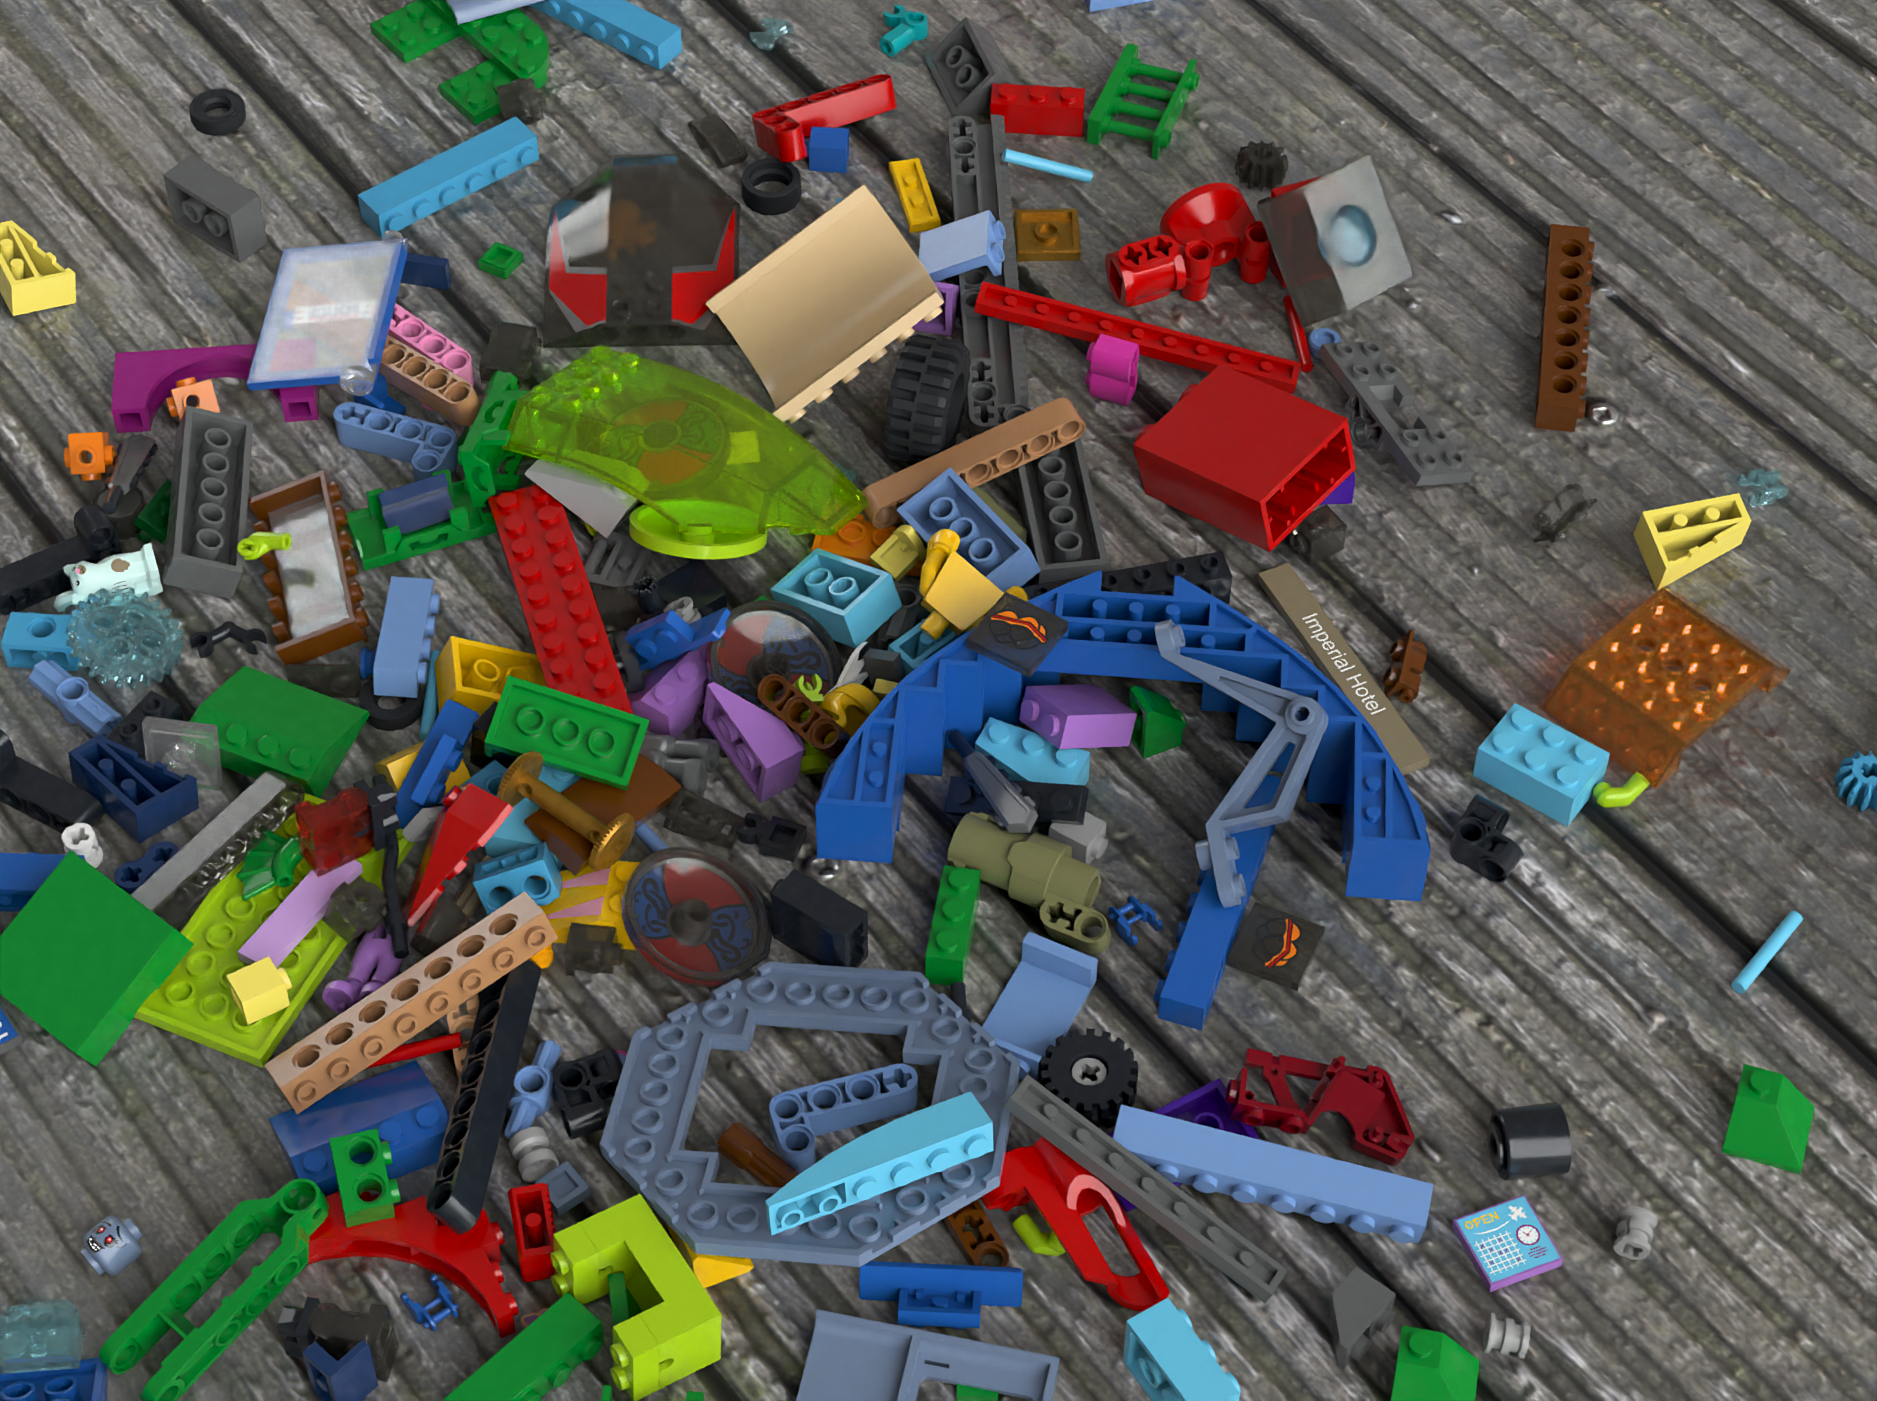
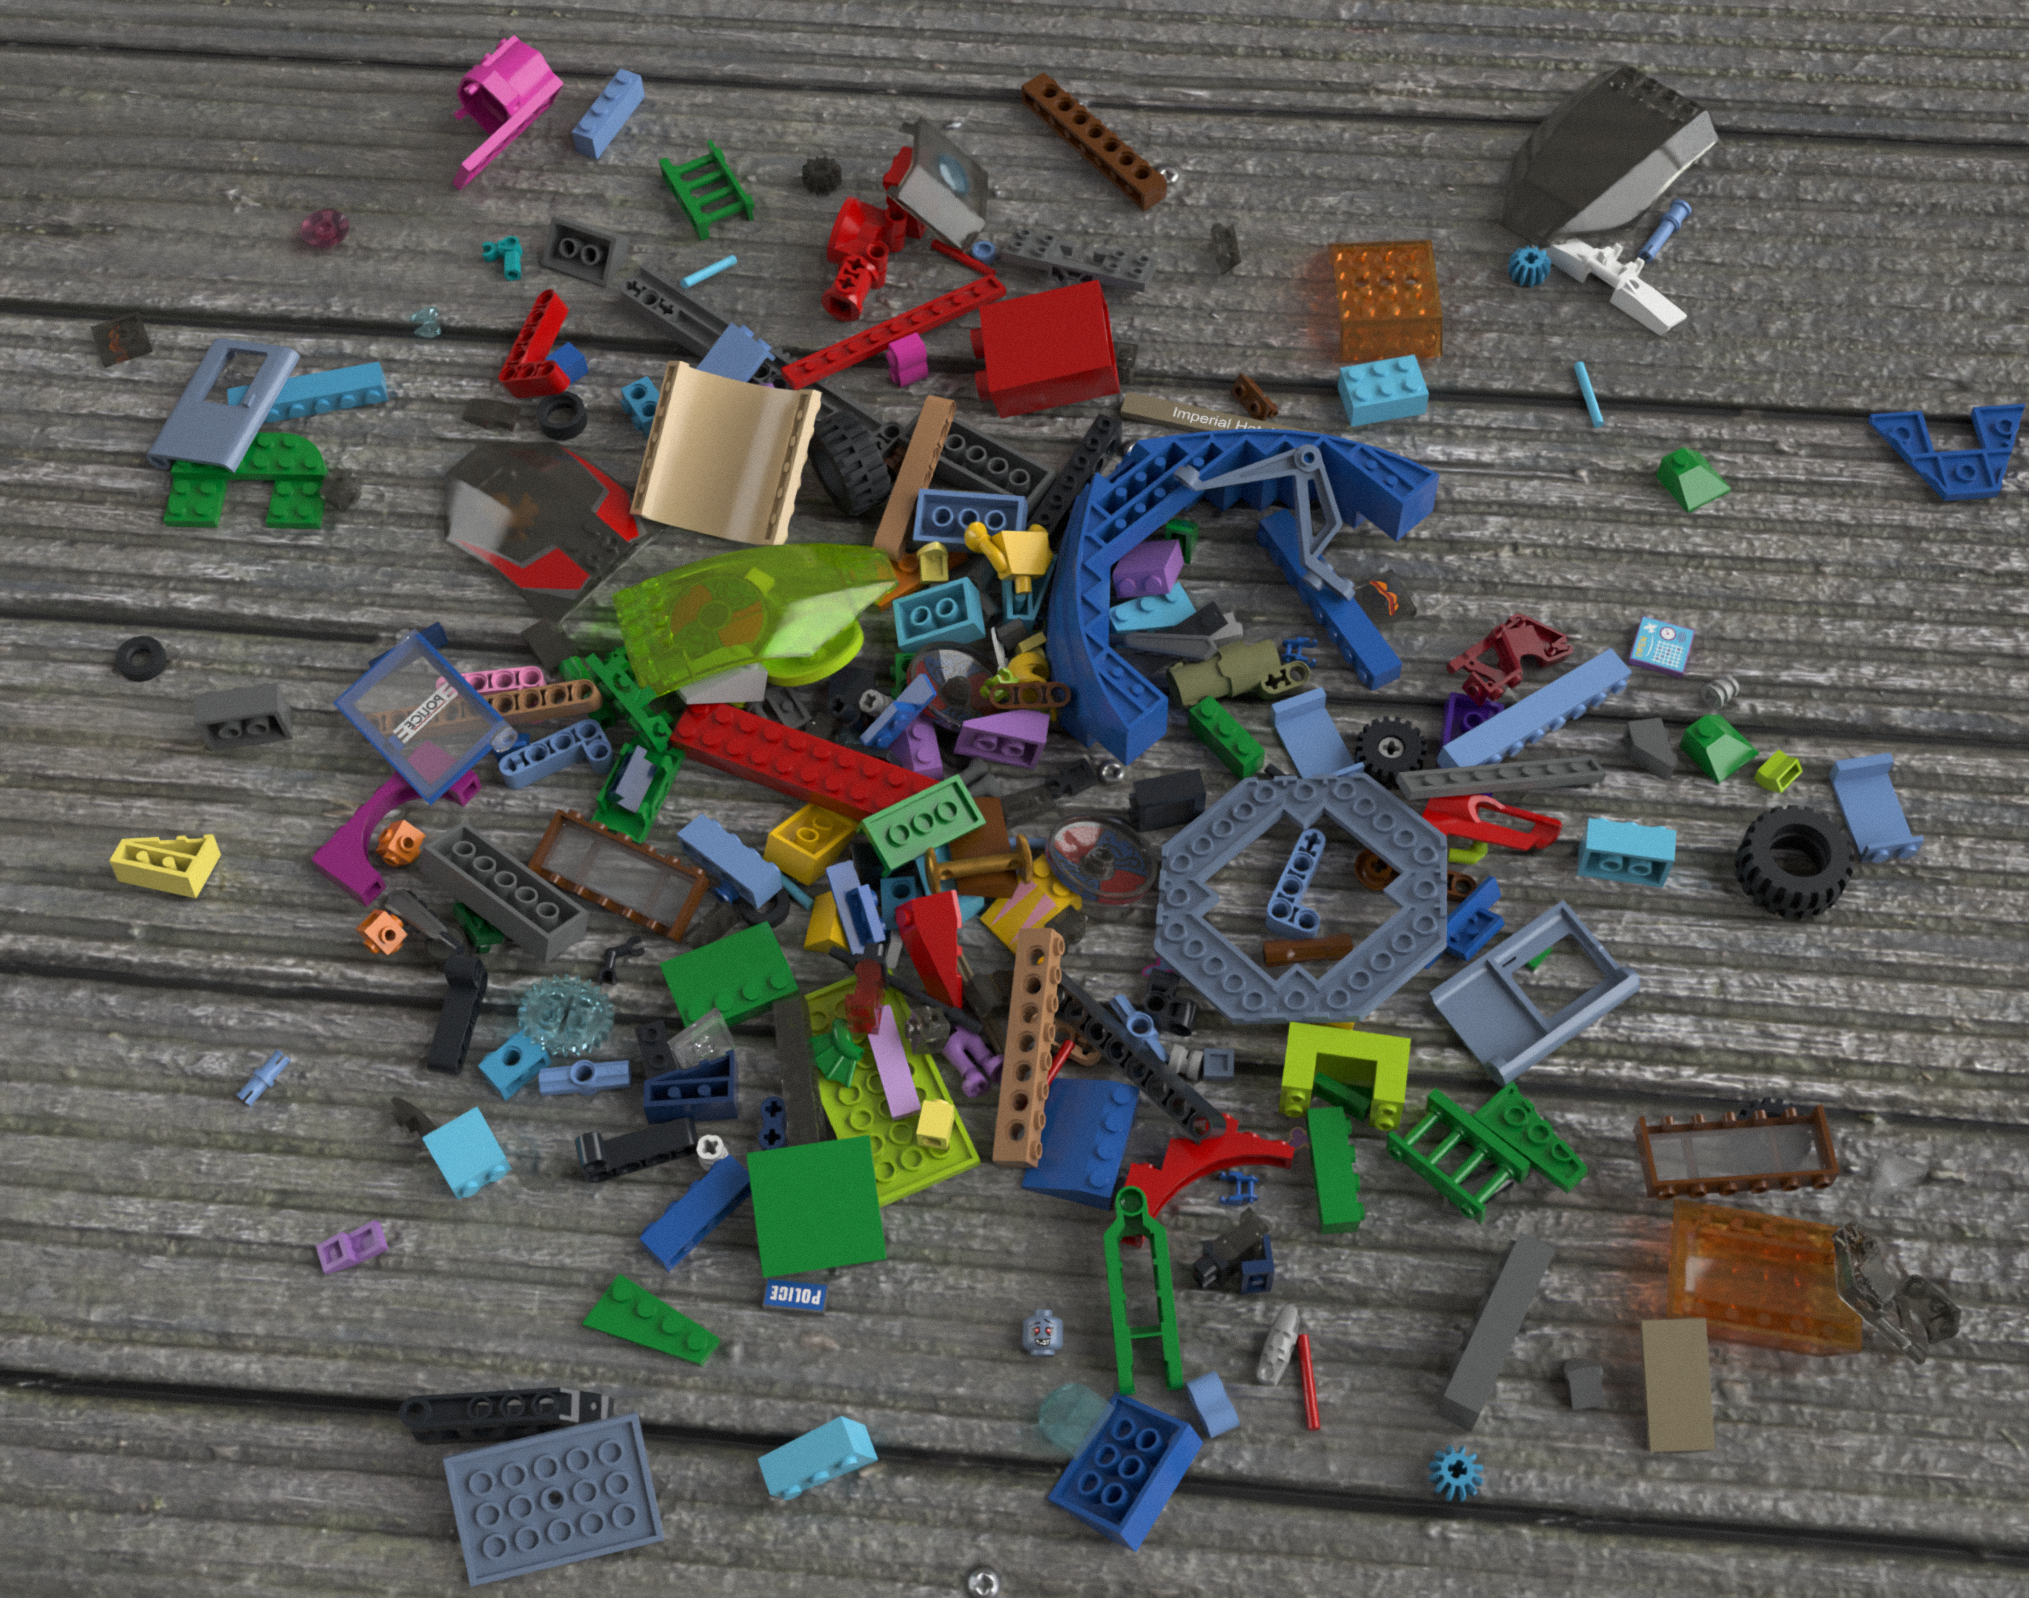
camera: 45 degrees left, 10 degrees up
(120, 571) = (512, 988): light aqua animal -> none
(263, 542) = (578, 884): lime arm -> none
(357, 1178) = (1138, 1166): green brick -> none
(448, 177) = (358, 574): dark azure brick -> none
(500, 260) = (458, 597): green tile -> none
(514, 873) = (986, 930): dark azure brick -> none
(533, 1230) = (1246, 1098): red brick -> none
(884, 1160) = (1394, 876): medium azure slope -> none
(914, 195) = (645, 350): yellow tile -> none
(1017, 634) = (1106, 545): clear smoke tile -> none
(1039, 109) = (656, 241): red brick -> none
(1047, 235) = (758, 311): pearl gold tile -> none
(1479, 841) = (1420, 453): black piece -> none
(1529, 1141) = (1620, 585): black piece -> none
(1620, 796) = (1434, 371): lime arm -> none
(1634, 1232) = (1706, 578): light grey bush -> none
(1689, 535) = (1300, 207): light yellow wedge -> none
(1762, 478) = (1285, 146): clear light blue piece -> none

